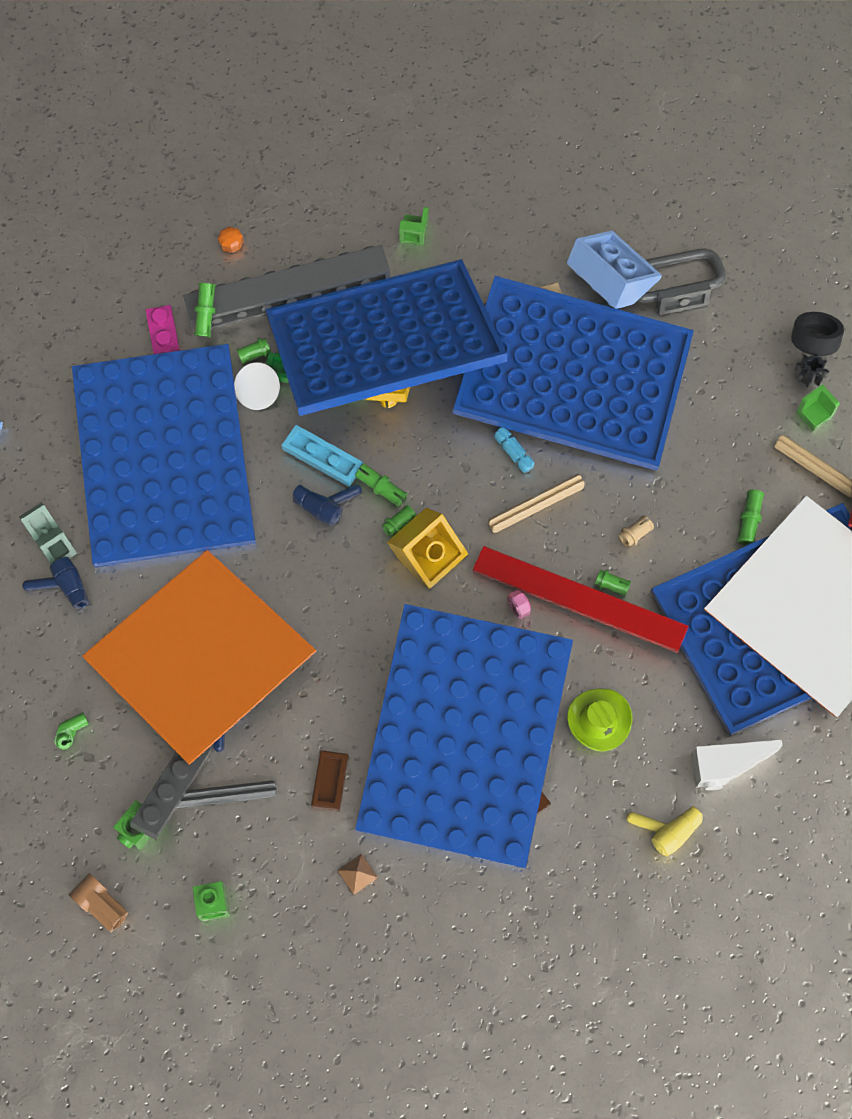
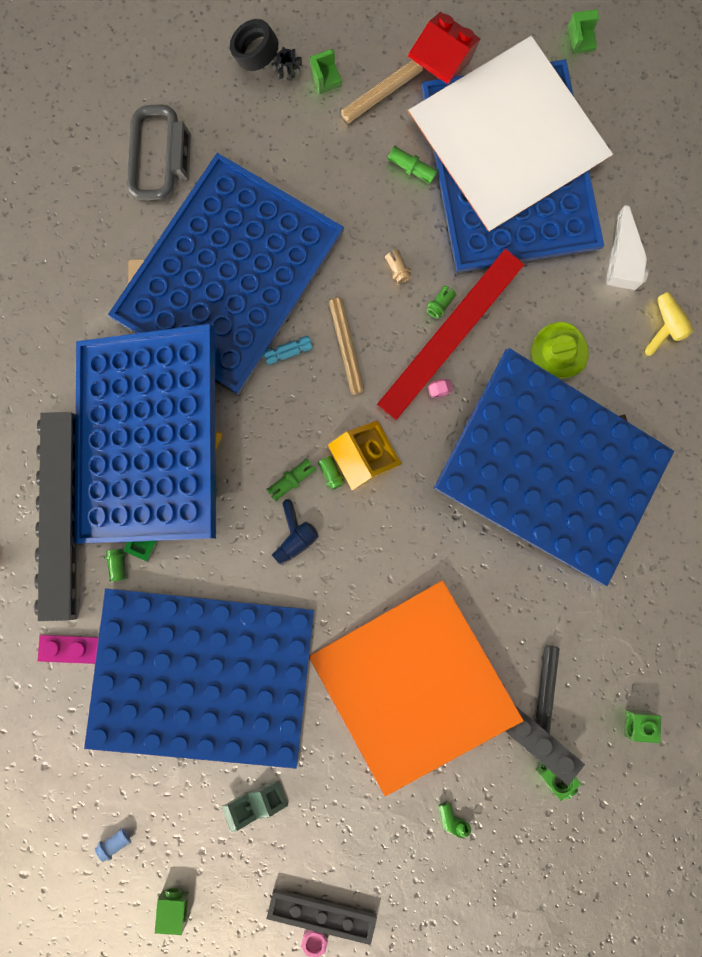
camera: 80 degrees left, 15 degrees up
(66, 578) = (305, 795): dark blue piece -> none
(94, 899) = (613, 829): medium nougat piece -> none
(204, 309) = (63, 603): bright green pin -> none
(257, 386) = (155, 571): white sticker -> none
(322, 455) = (245, 526): medium azure plate -> none
(330, 781) = (556, 597): reddish brown tile -> none
(357, 874) = (642, 593): medium nougat slope -> none
(414, 228) = (26, 376): bright green panel -> none
(612, 268) = (132, 203): light blue slope -> none

